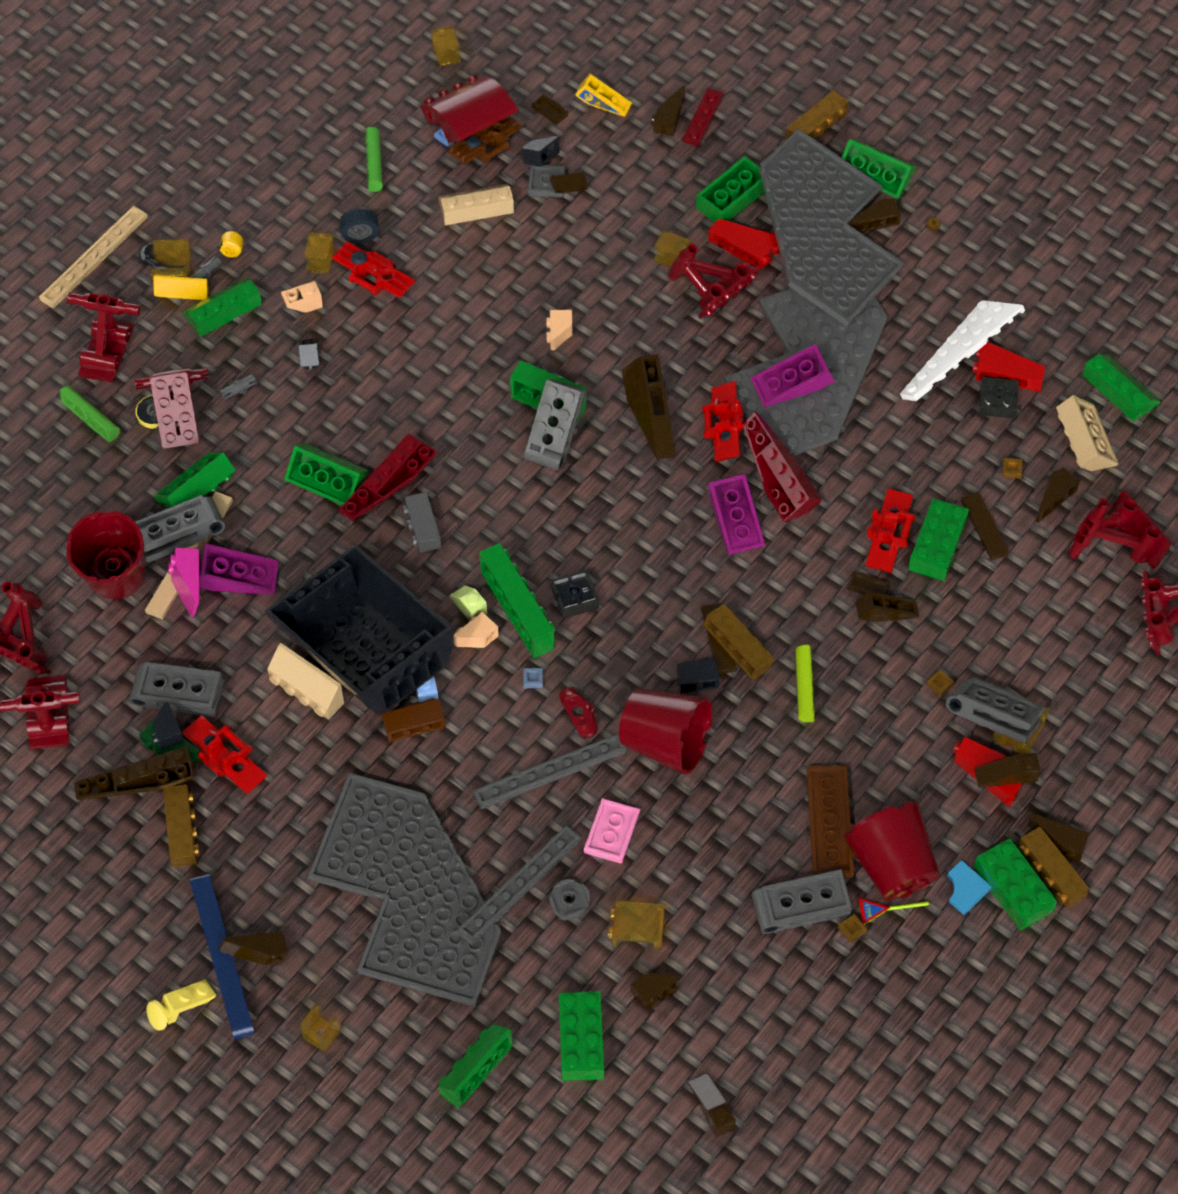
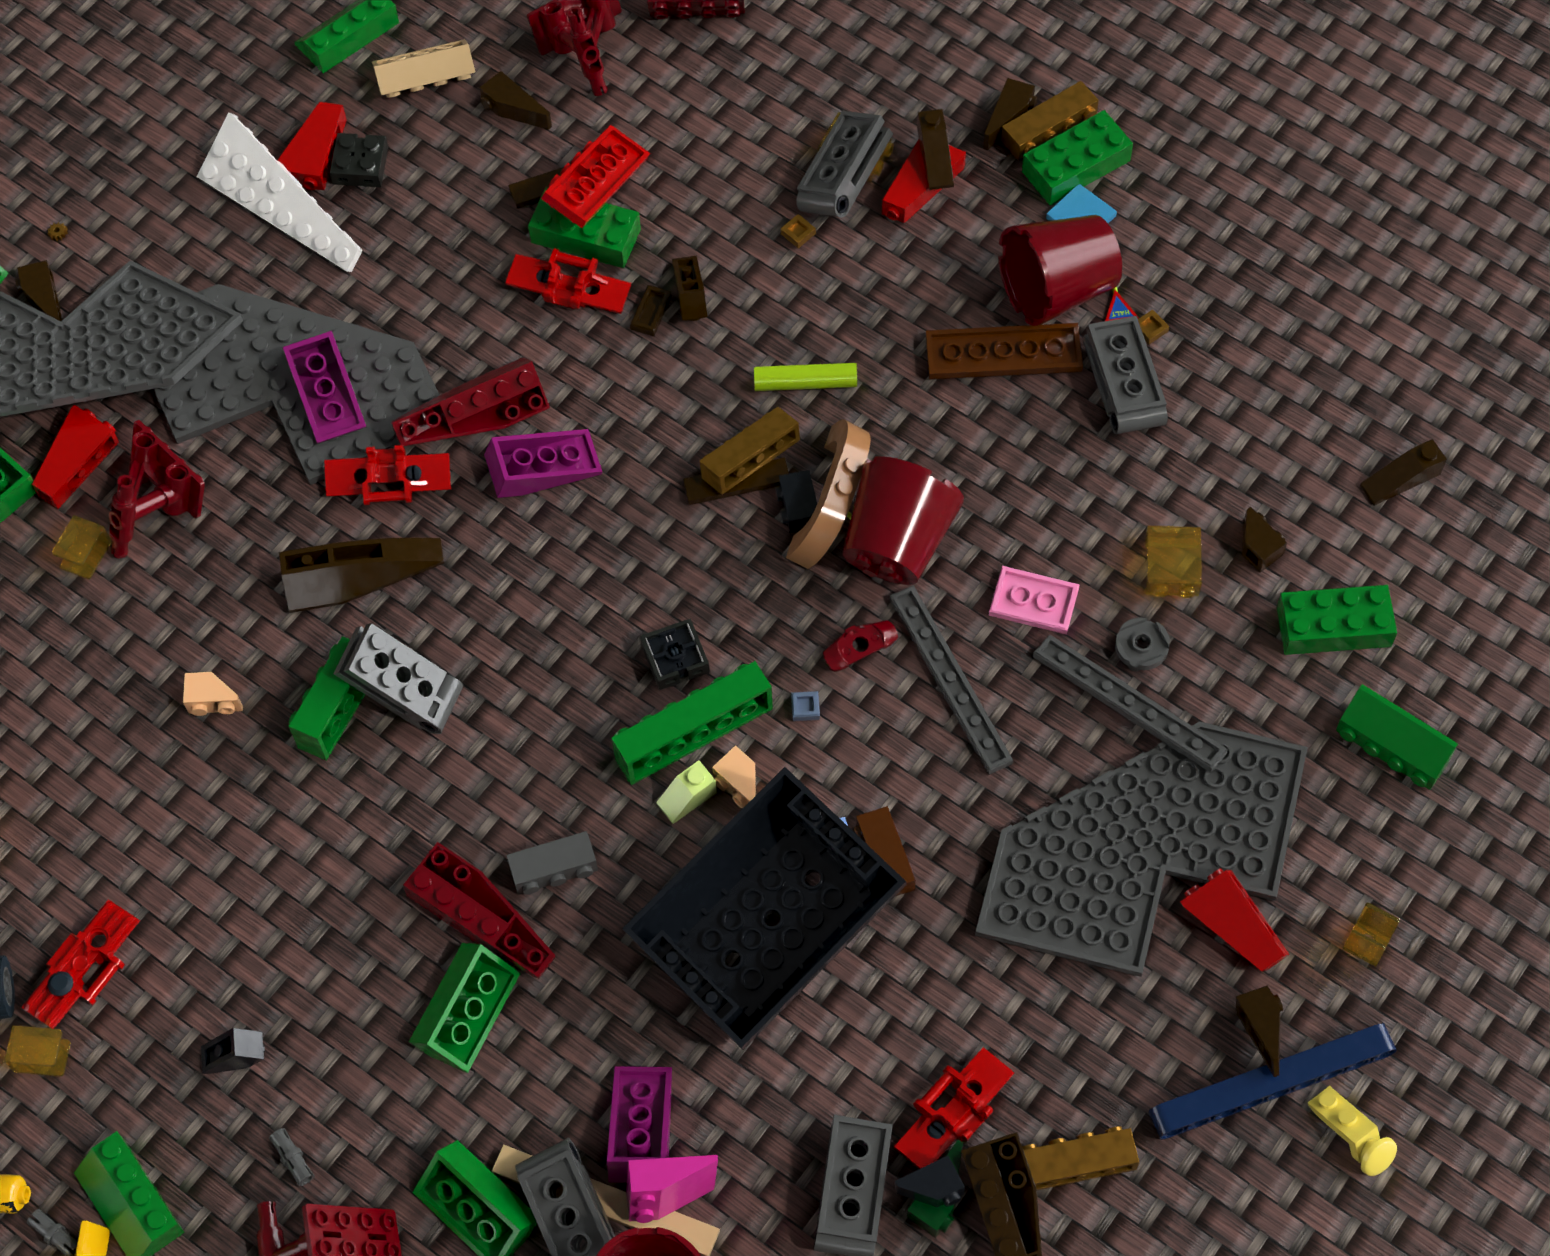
camera: 90 degrees left, 5 degrees up
(303, 298) = (127, 1065): light nougat slope -> none
(305, 682) = (834, 1001): tan slope -> none
(340, 939) = (1235, 918): none -> red slope
(718, 694) = (851, 450): none -> medium nougat arch
(975, 537) = (594, 176): none -> red plate
(1012, 468) = (472, 148): pearl gold plate -> none

